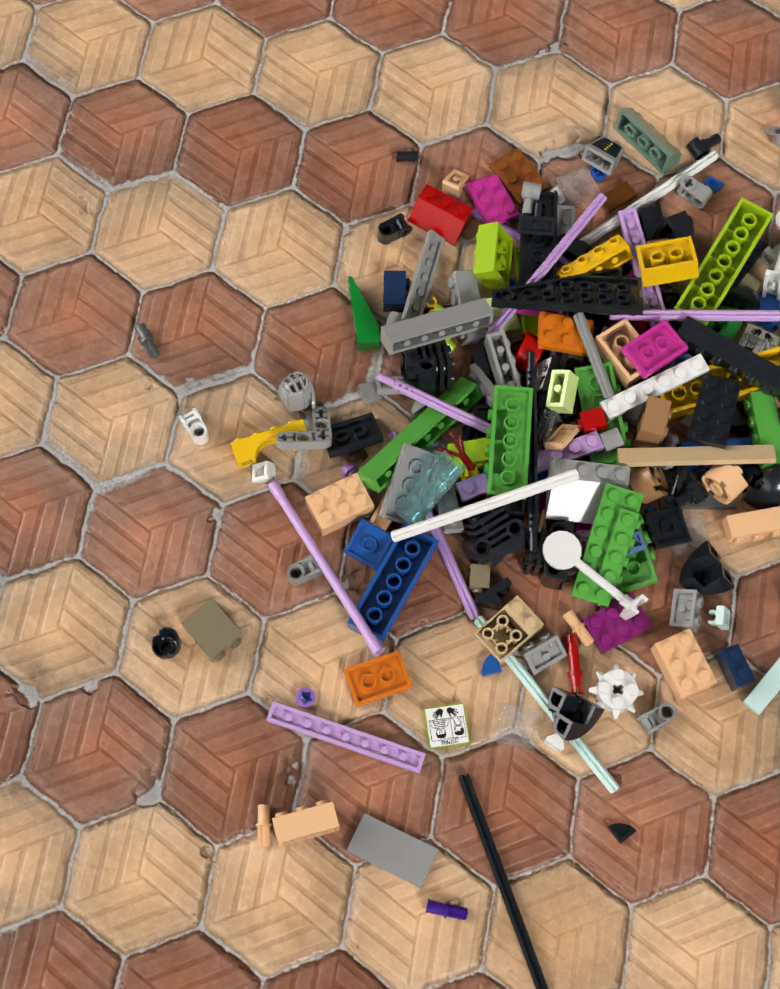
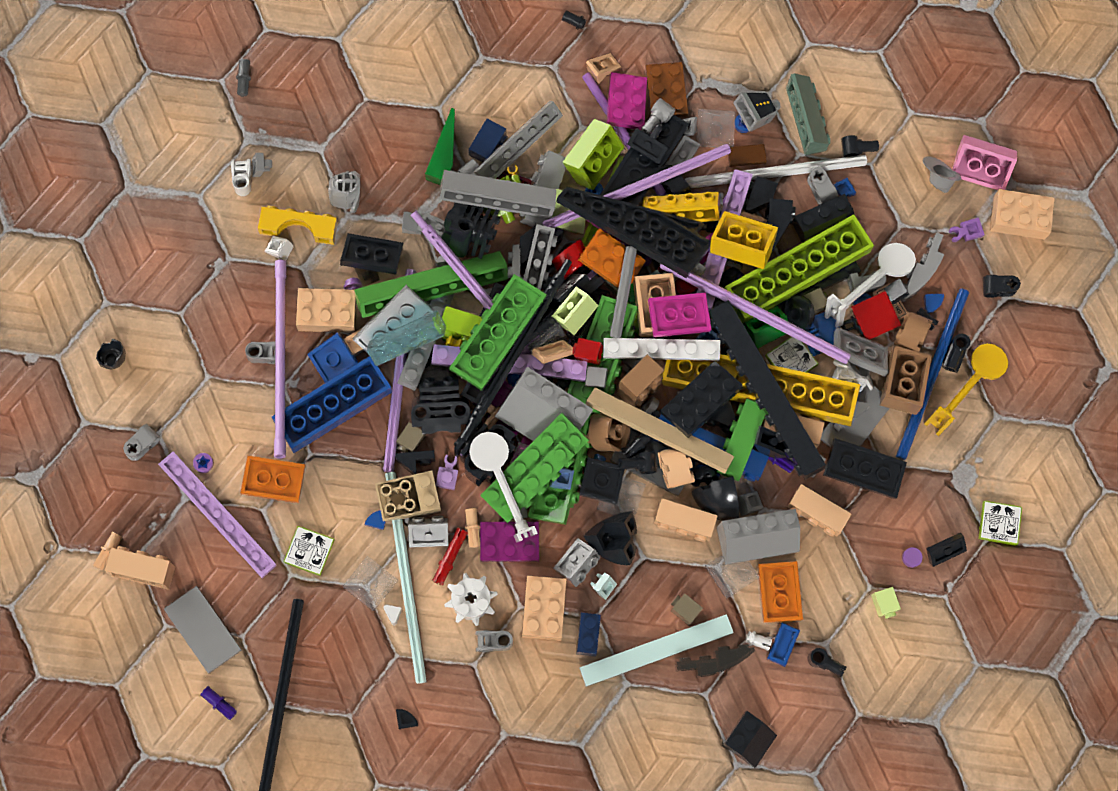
camera: 25 degrees right, 5 degrees up
(206, 408) = (260, 165): none -> light grey tile
(212, 630) = (155, 364): dark tan panel -> none
(239, 706) = (143, 441): none -> light grey piece
(285, 439) = (336, 239): light grey beam -> none
(396, 227) = (521, 83): black piece -> none
(441, 214) = (571, 91): red slope -> none
(463, 456) = (451, 320): dark red plant -> none
(467, 433) = (475, 308): black pin -> none
(485, 505) = (442, 377): white axle -> none
(528, 593) = (447, 476): none -> lavender plate
(572, 713) = (419, 597): black brick -> none
(714, 217) = (822, 217): none -> black slope

